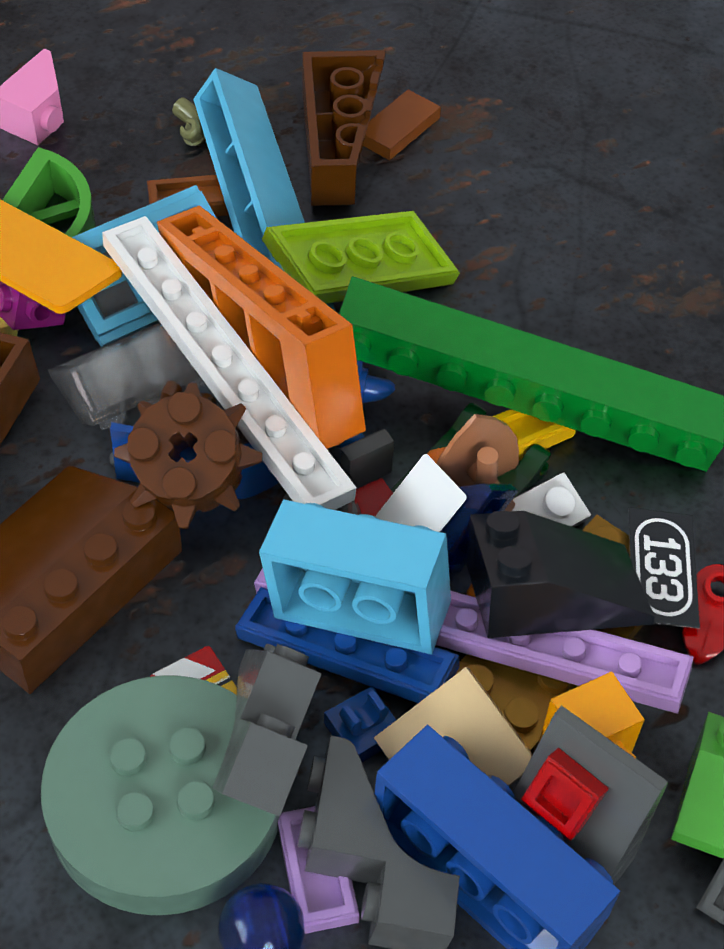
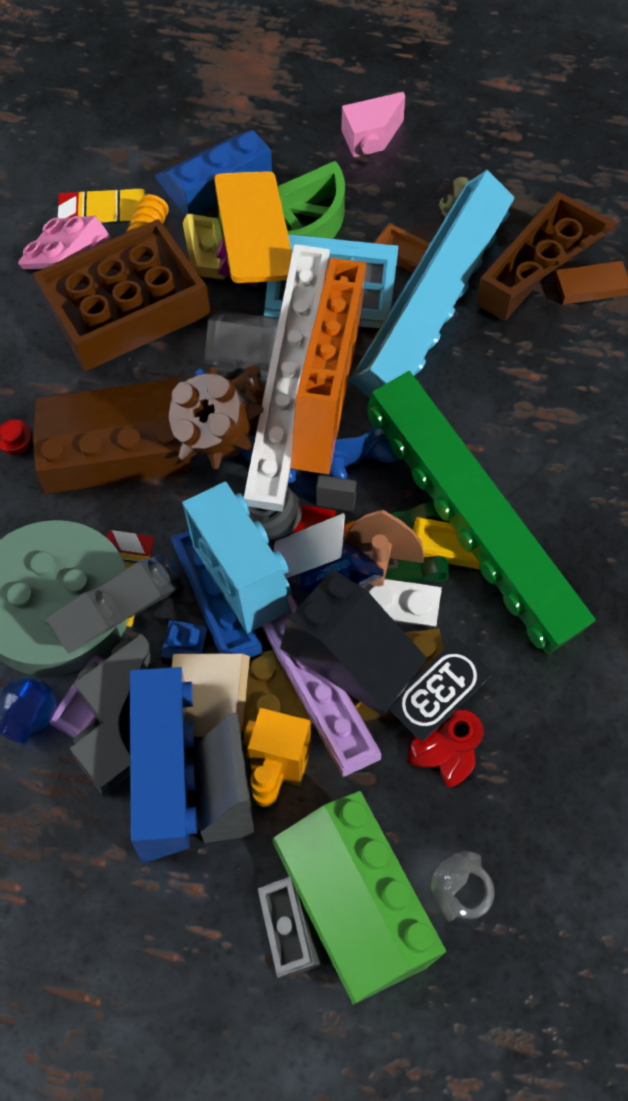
camera: 45 degrees right, 10 degrees up
(378, 248) = (458, 360): lime tile -> none
(564, 793) = (206, 762): red tile -> none

